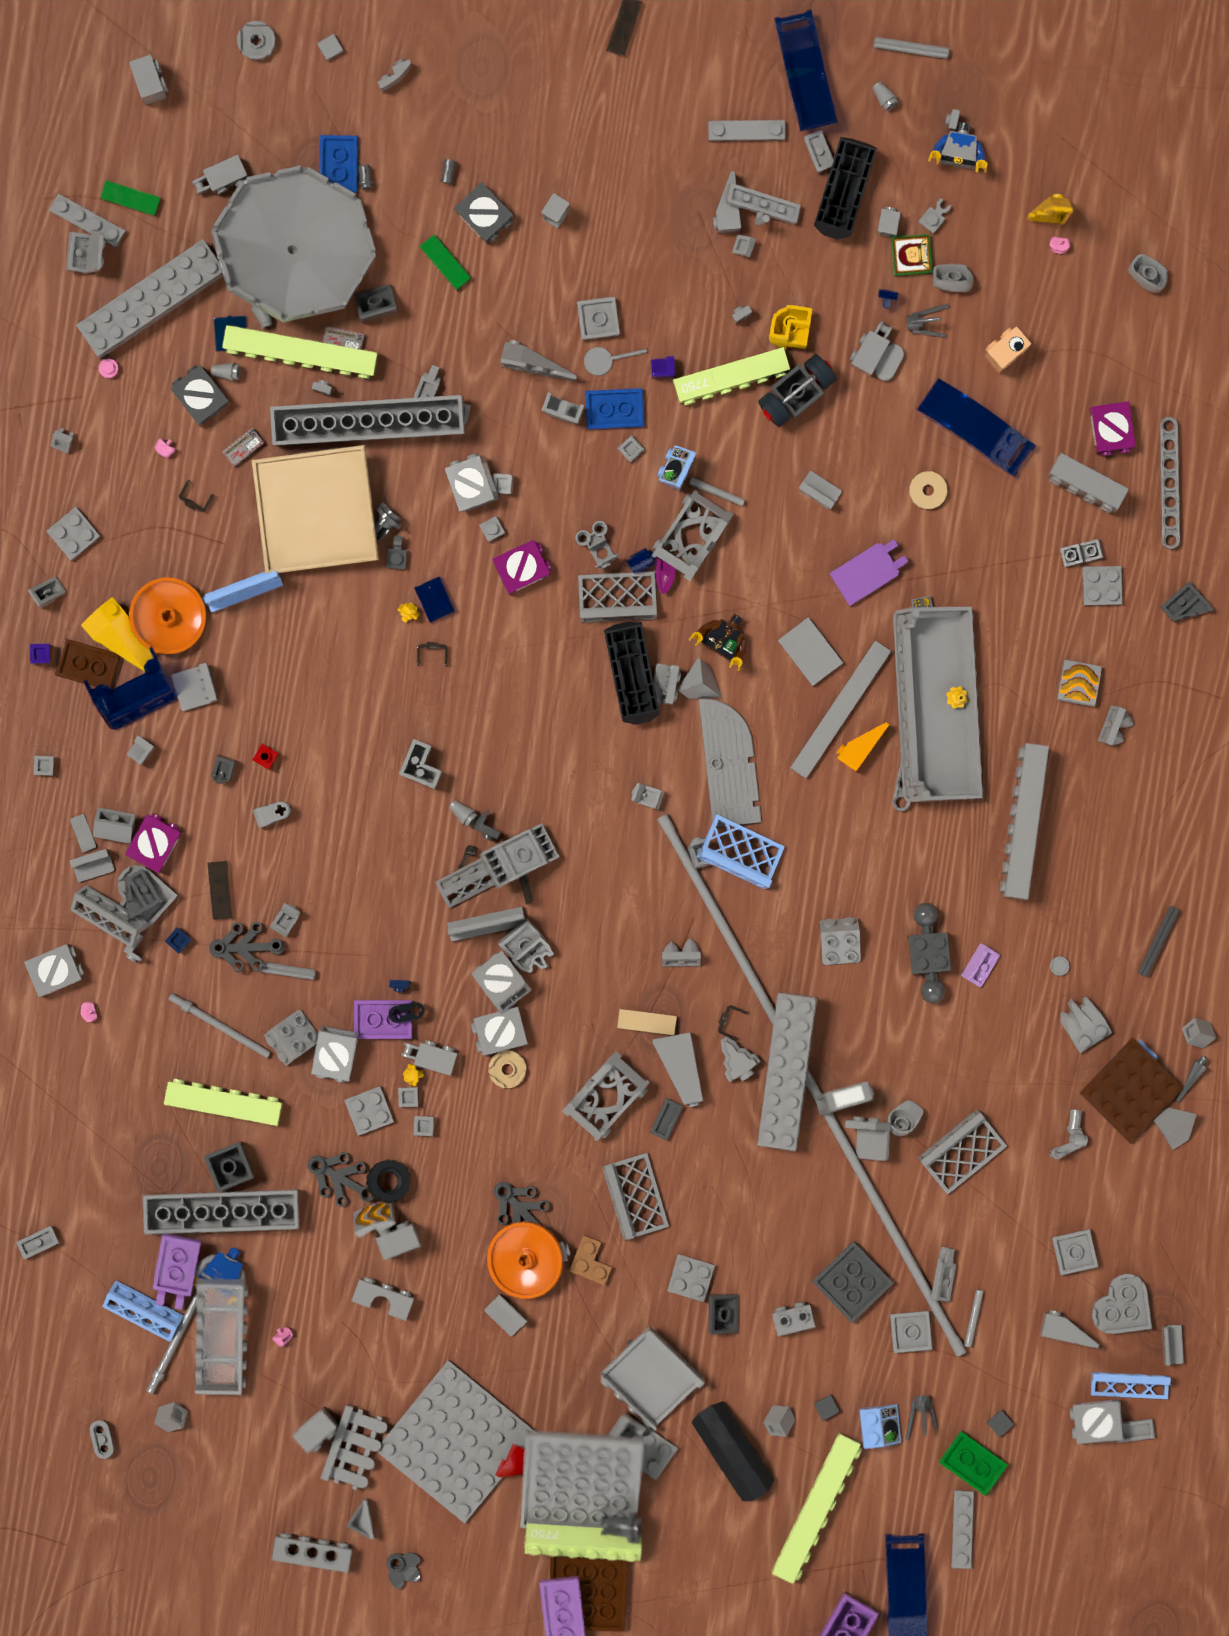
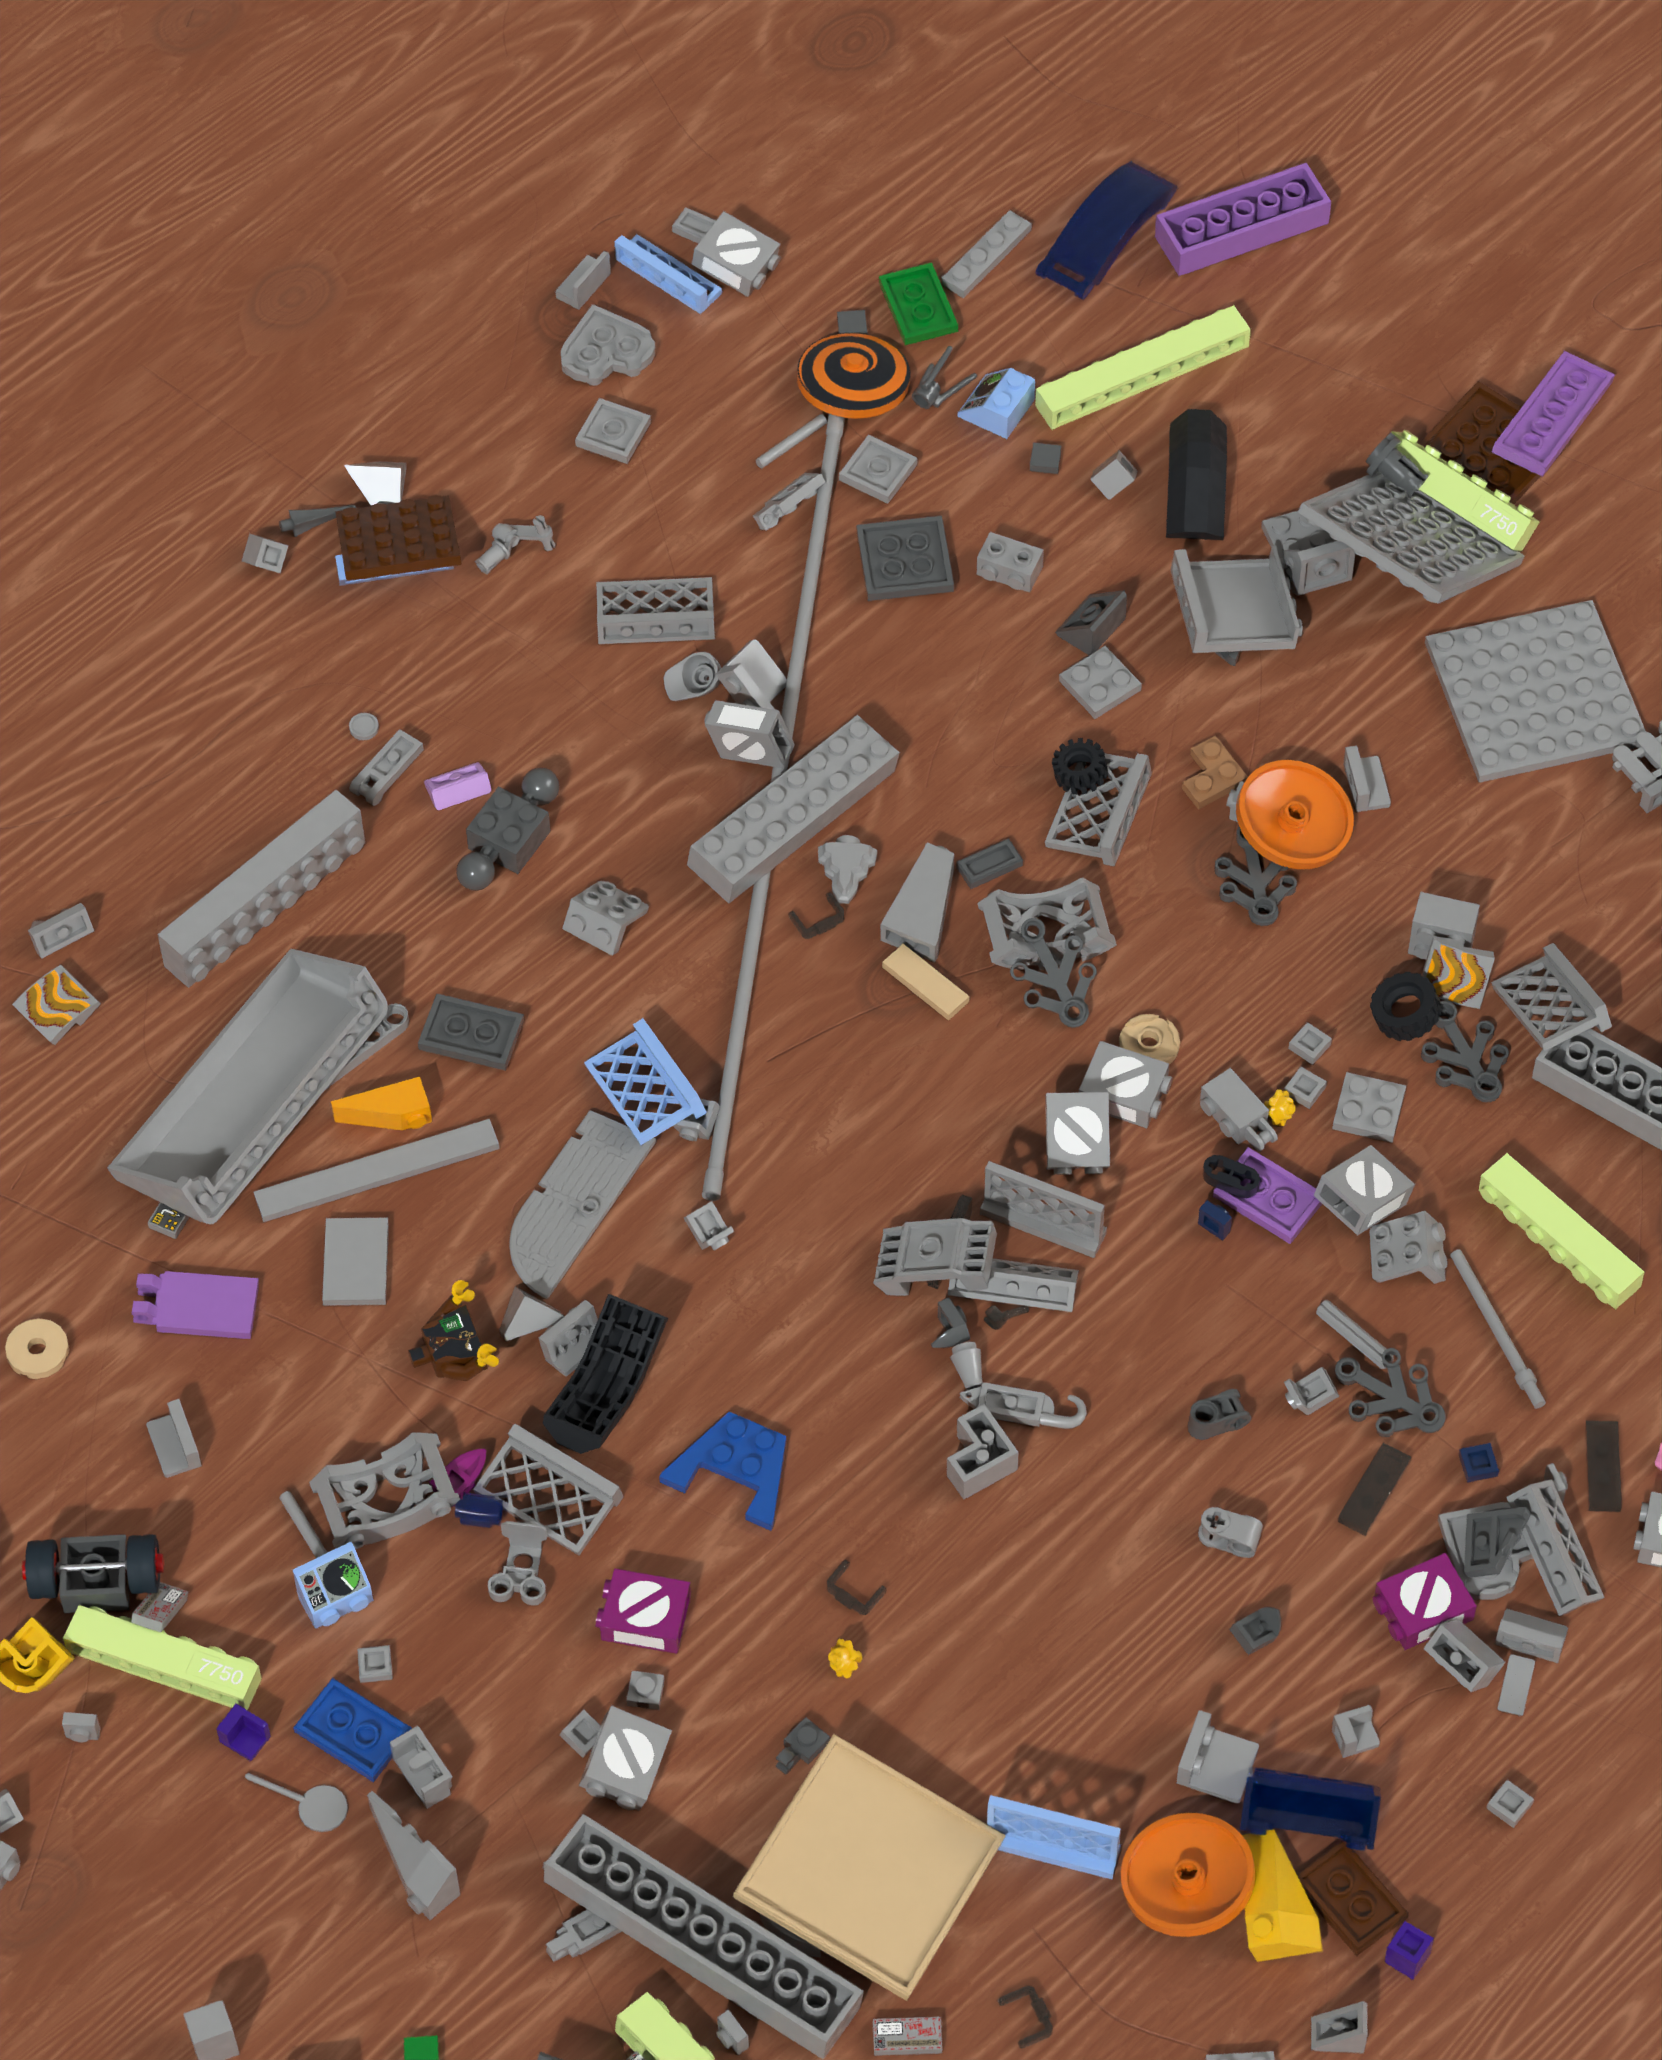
camera: 145 degrees left, 30 degrees down
(118, 984) = (1603, 1466): none -> clear smoke tile
(229, 1166) = (1607, 1149): dark grey brick -> none
(272, 755) = (1184, 1617): red plate -> none
(307, 1250) = (1571, 988): none -> light grey fence
(321, 875) = (1222, 1411): none -> dark grey piece
(386, 521) = (778, 1791): dark grey piece -> none
(399, 1301) = (1525, 907): light grey arch -> none
(420, 810) = (1022, 1406): none -> light grey plate
(434, 599) = (796, 1654): clear blue plate -> none
(513, 1463) = (1470, 615): red slope -> none
(526, 946) = (1012, 1149): light grey plate -> none
(538, 686) = (740, 1453): none -> blue wing
(578, 1066) = (1056, 977): none -> dark grey plant
(598, 318) = (275, 1858): light grey plate -> none
(648, 1209) = (1081, 779): none -> black tyre
(688, 957) = (806, 1019): light grey tile -> none
(751, 394) = (159, 1607): none -> light grey tile
(855, 821) = (471, 1031): none -> dark grey plate
(956, 697) = (219, 1080): yellow plant -> none
(971, 1385) = (853, 375): none -> dish
(1025, 947) = (386, 767): none -> light grey plate
(1060, 1328) = (699, 367): light grey slope -> none
(1084, 1024) = (390, 644): light grey plate -> none
(1158, 941) = (222, 675): dark grey axle -> none

